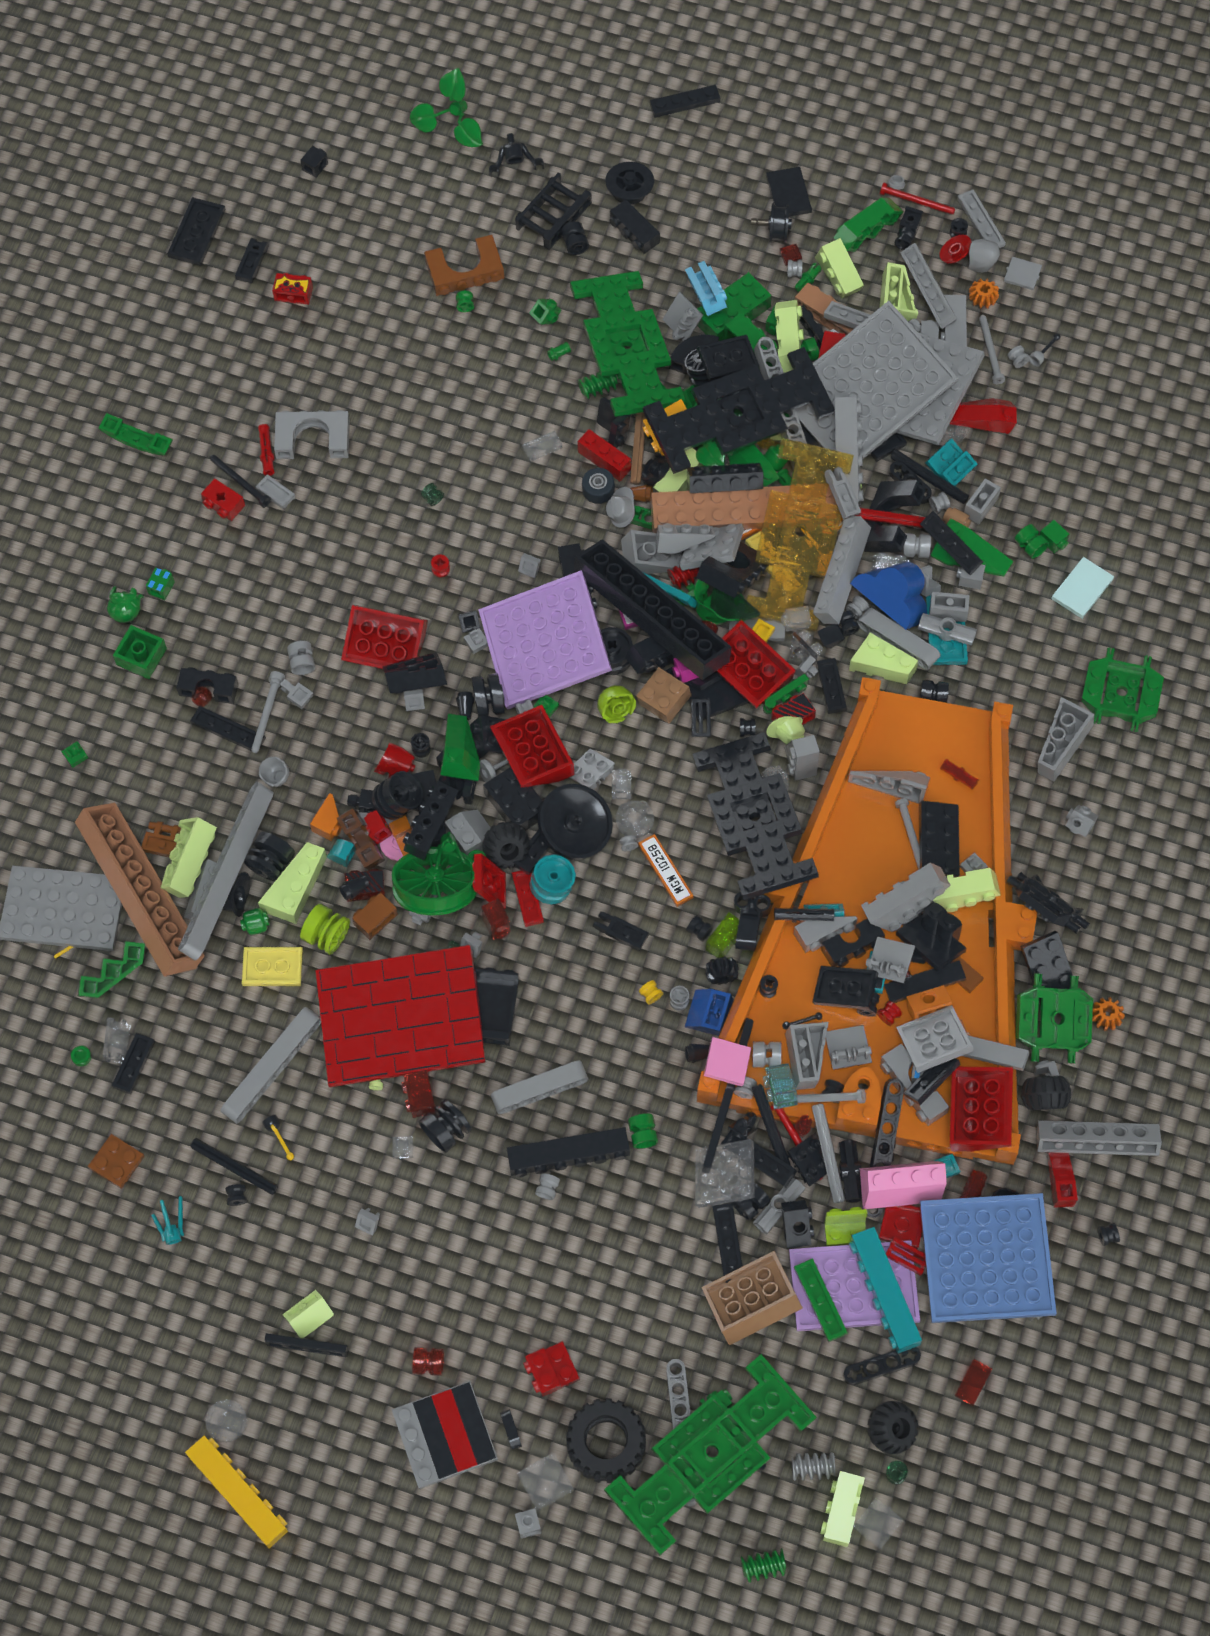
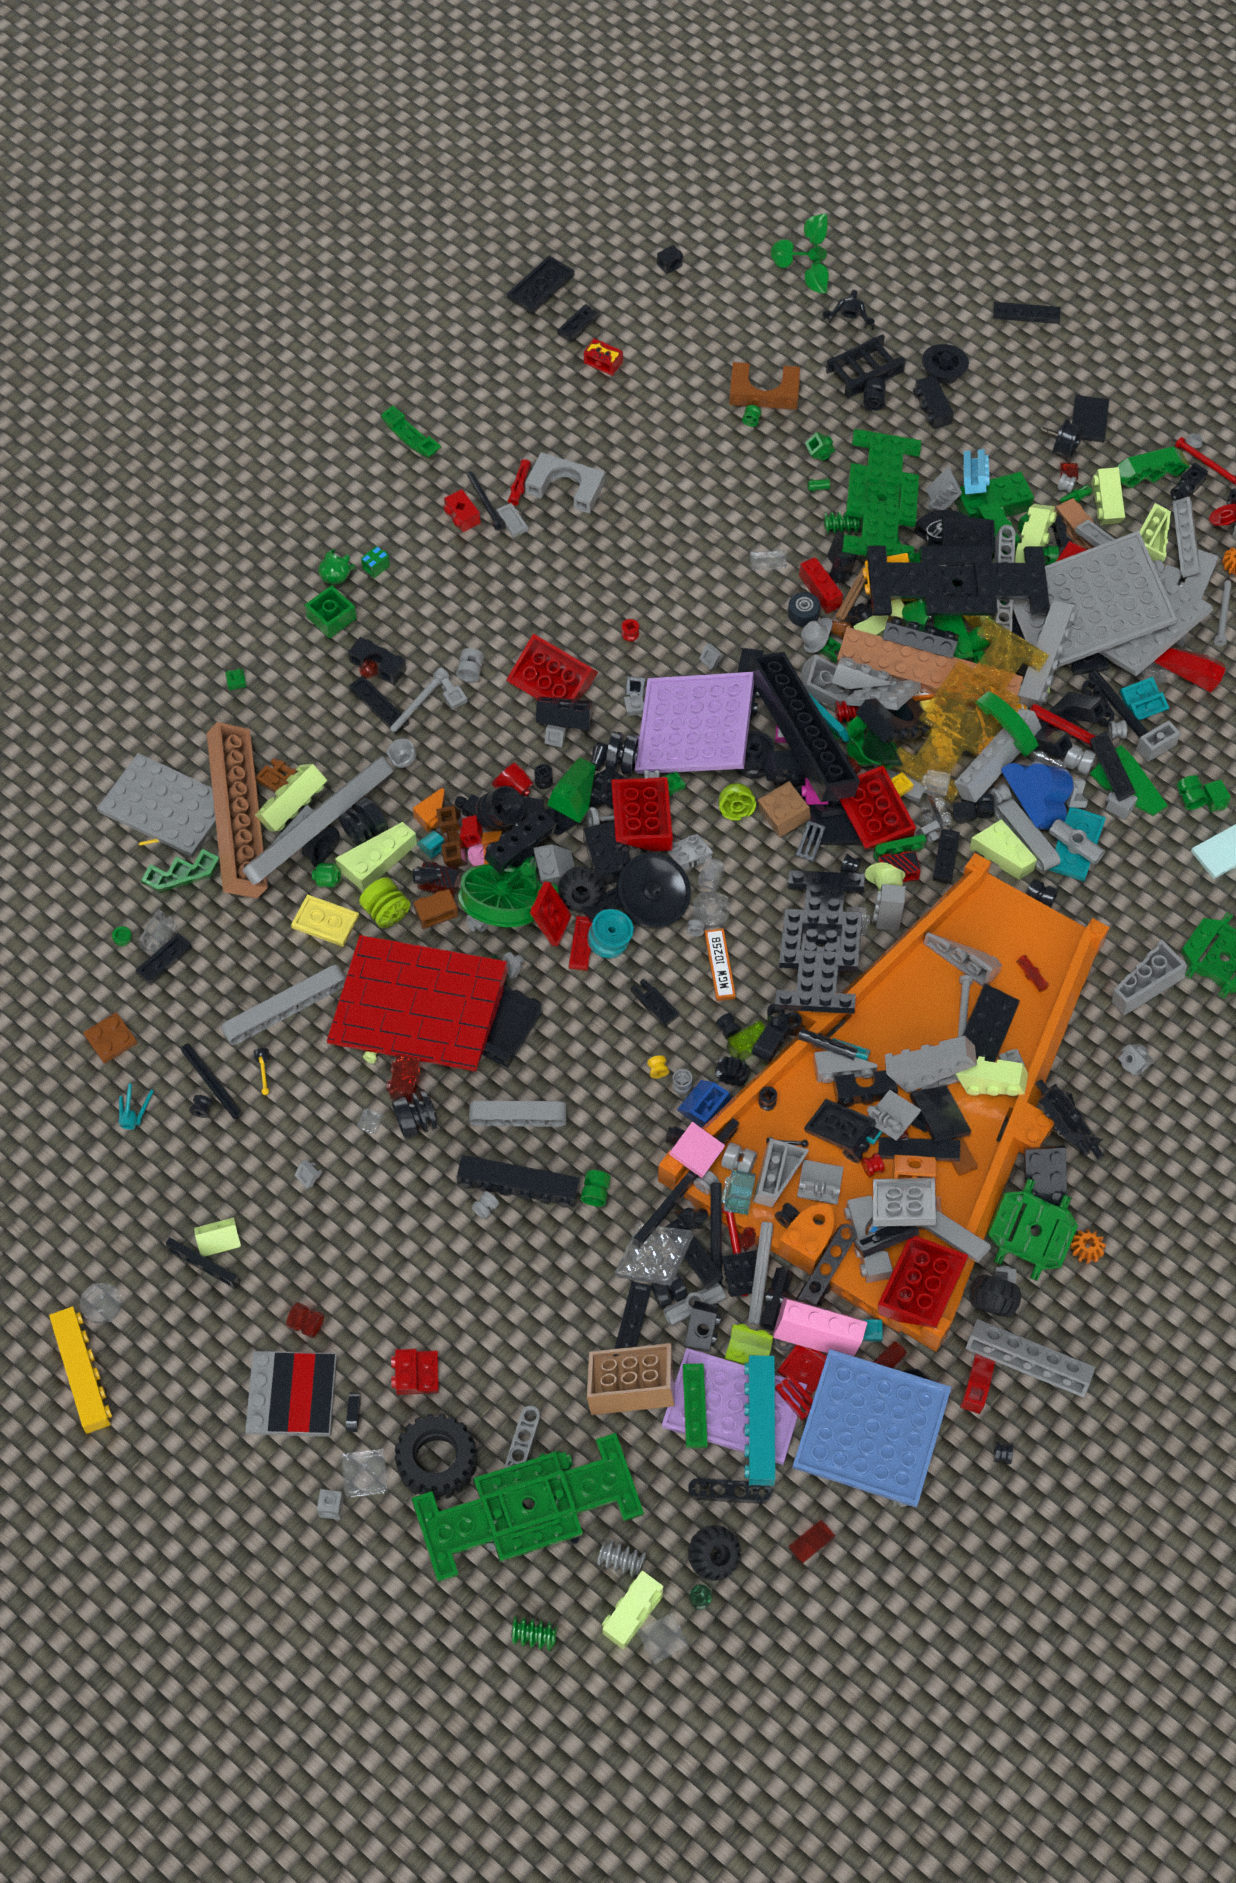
camera: 20 degrees right, 5 degrees down
(432, 494) = (650, 567): clear green wheel -> none
(469, 791) = (570, 829): black tile -> none
(496, 919) = (542, 949): clear red brick -> none
(842, 493) = (1025, 685): light grey hinge -> none
(842, 533) = (1010, 720): none -> green slope
(860, 1096) = (808, 1227): light grey bar -> none
(941, 924) = (955, 1100): black brick -> none
(949, 606) = (1088, 820): light grey brick -> none
(958, 516) = (1130, 746): medium nougat brick -> none

